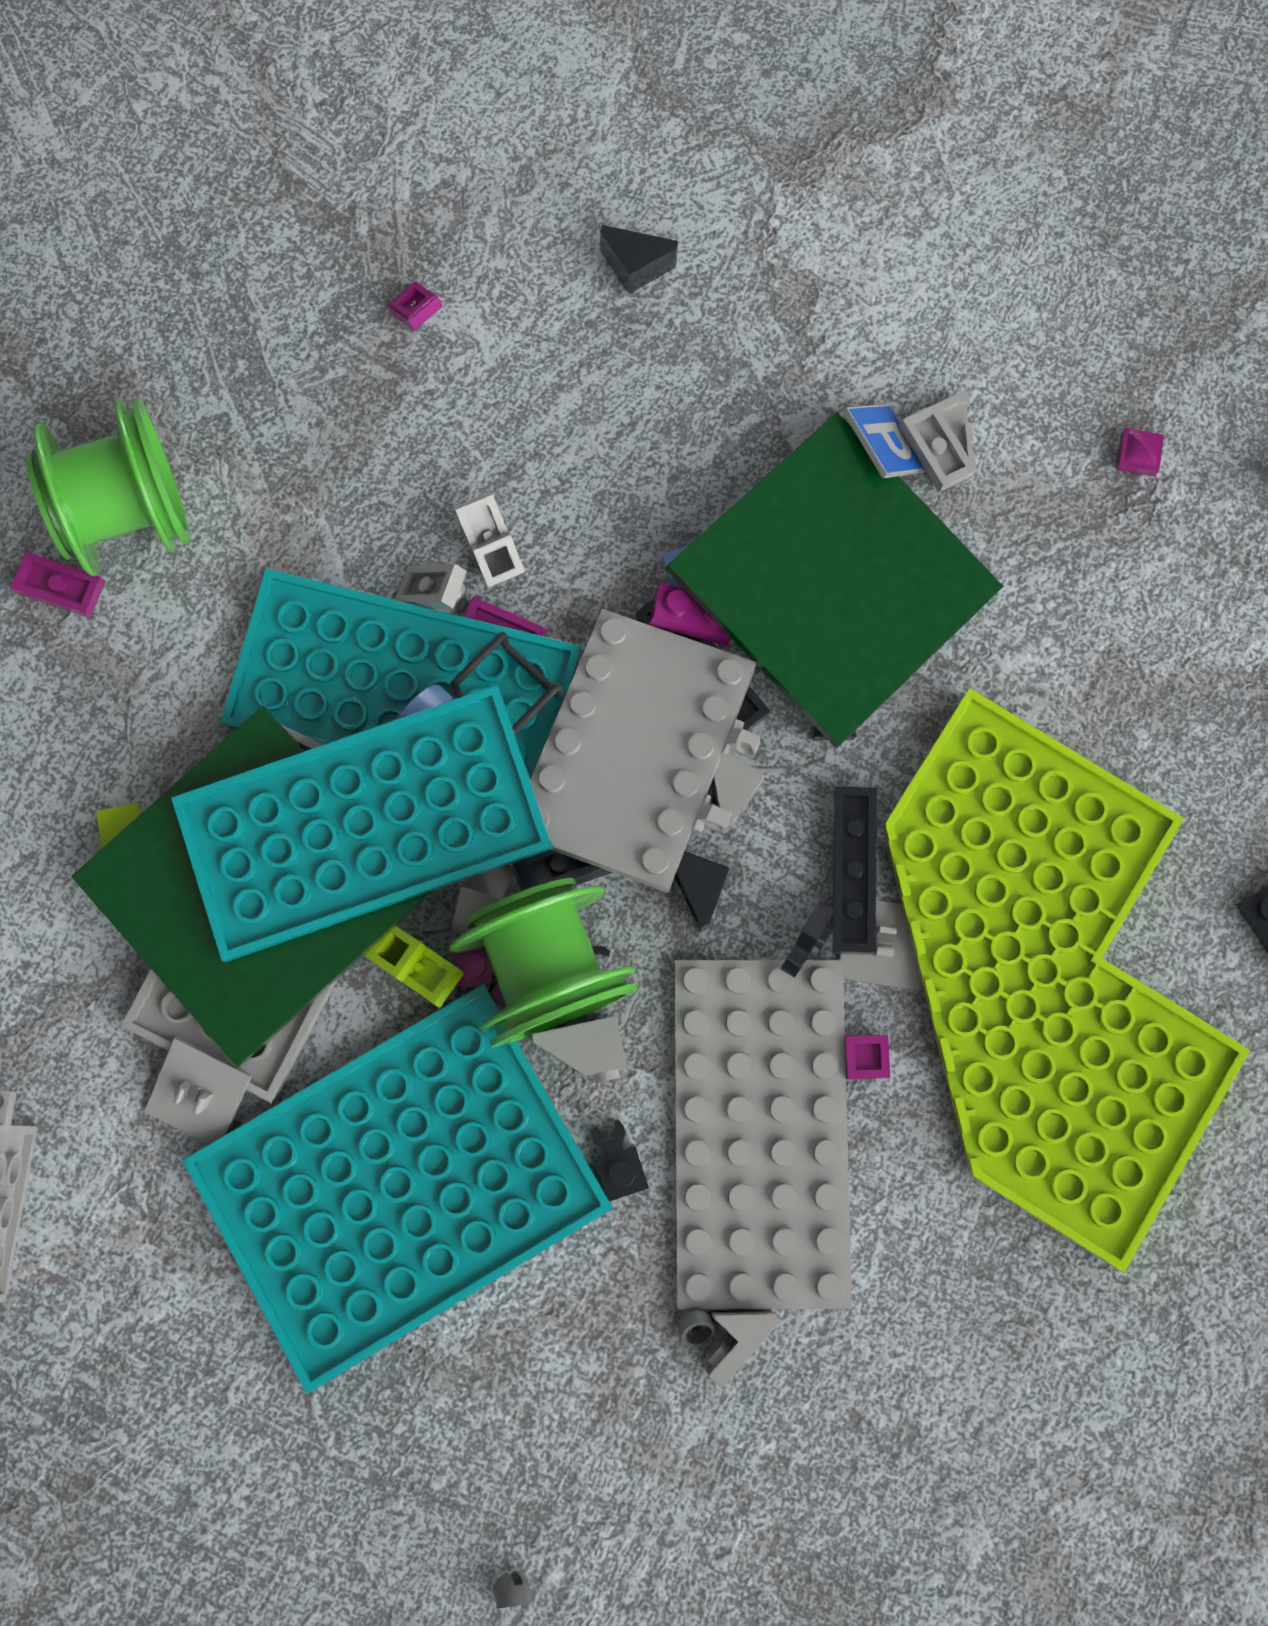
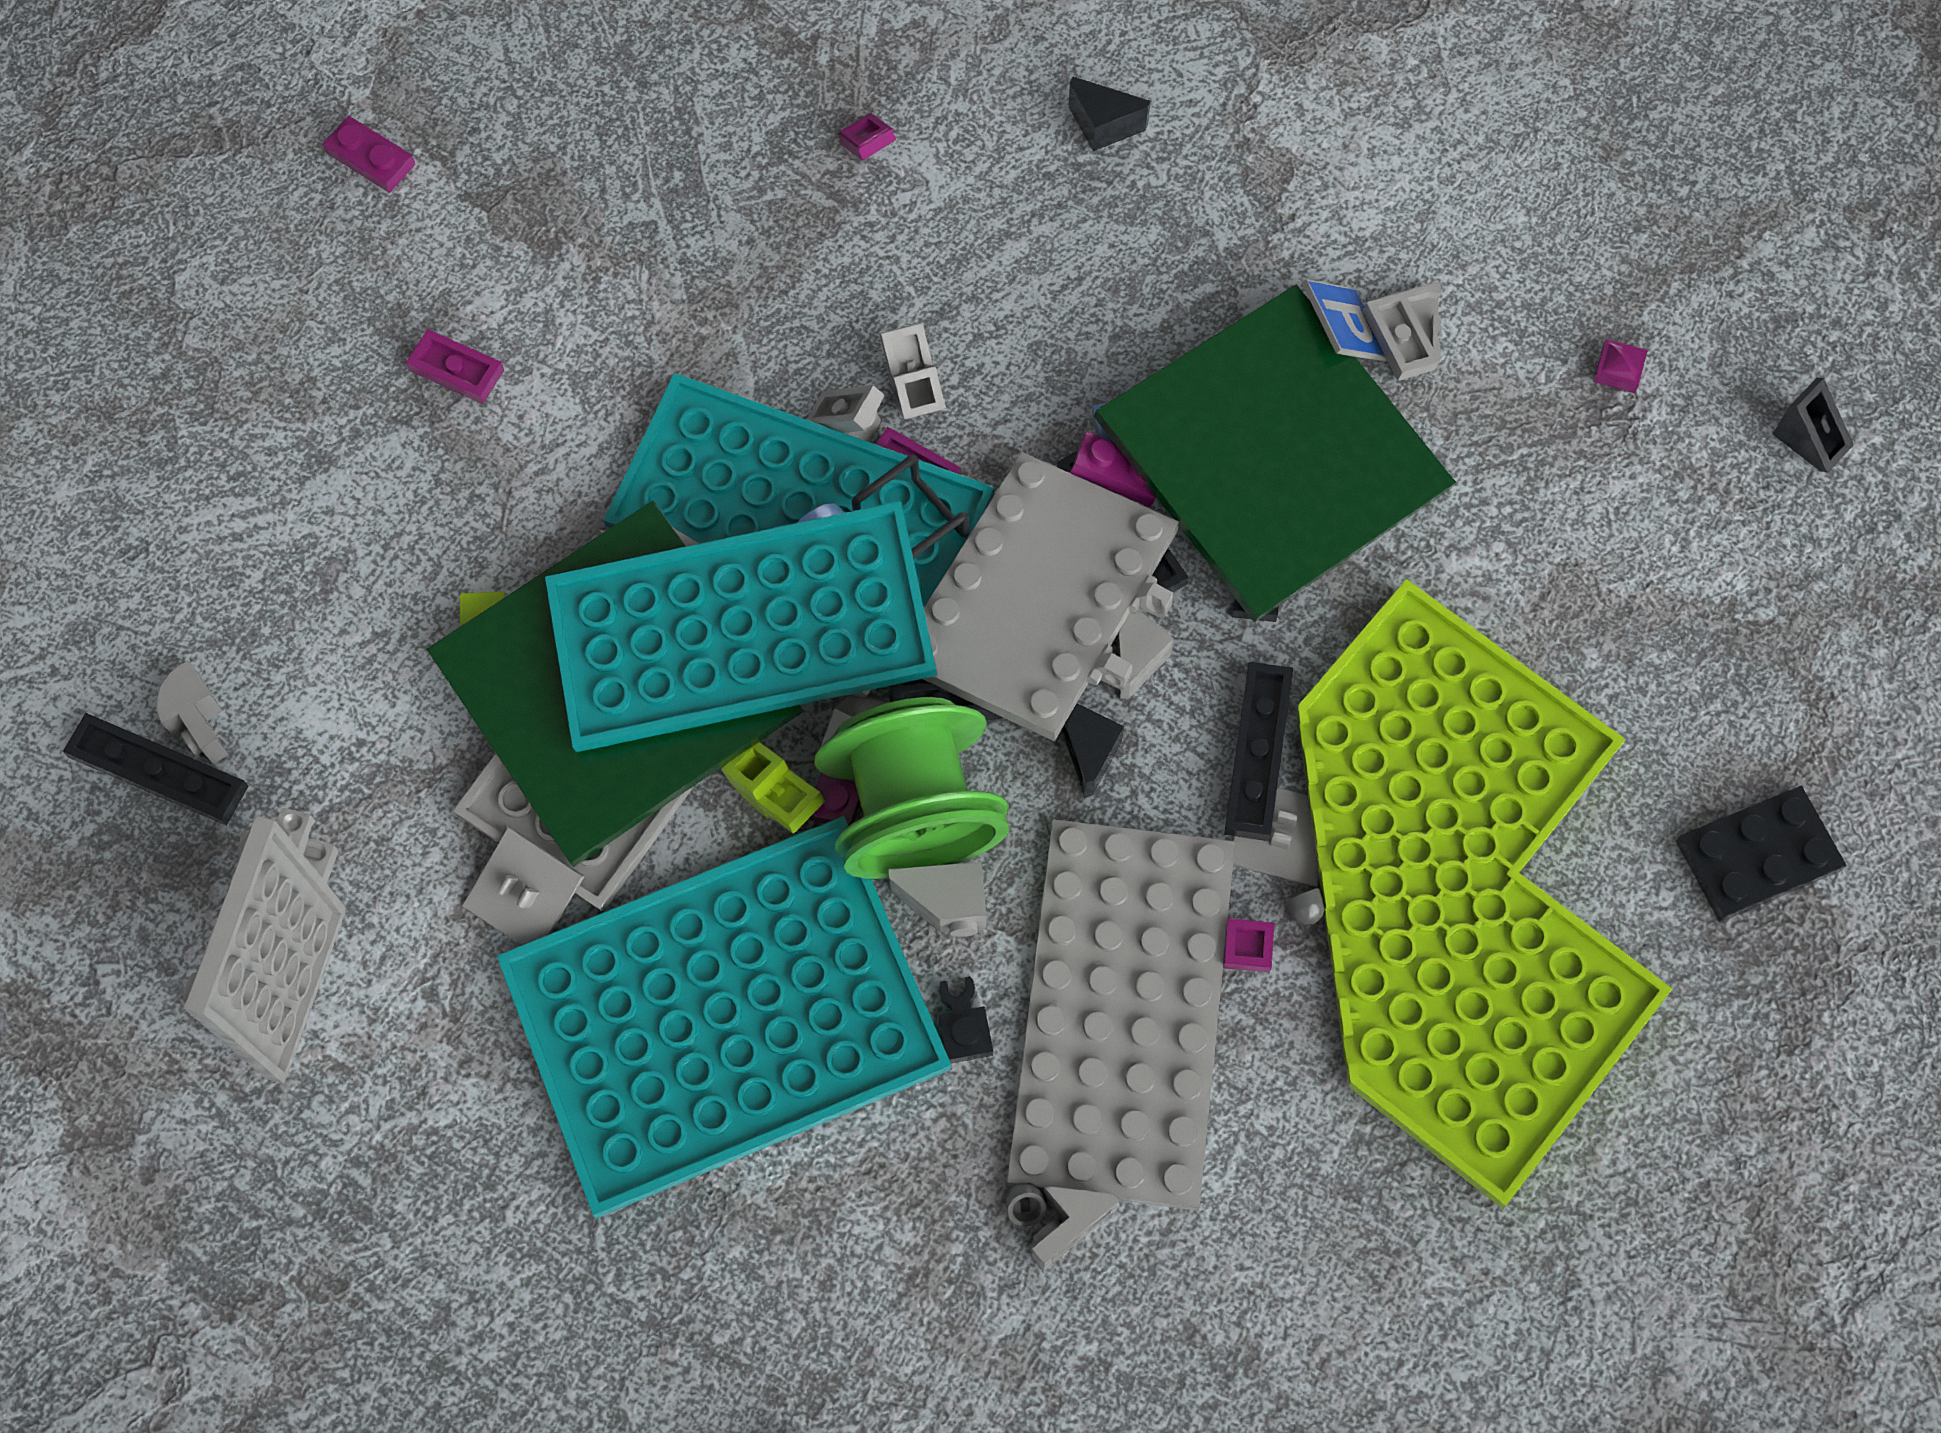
camera: 10 degrees right, 10 degrees down
(106, 487) = (525, 269): bright green wheel -> none
(813, 934) = (1204, 807): black plate -> none
(914, 1013) = (1306, 908): none -> dark grey hinge

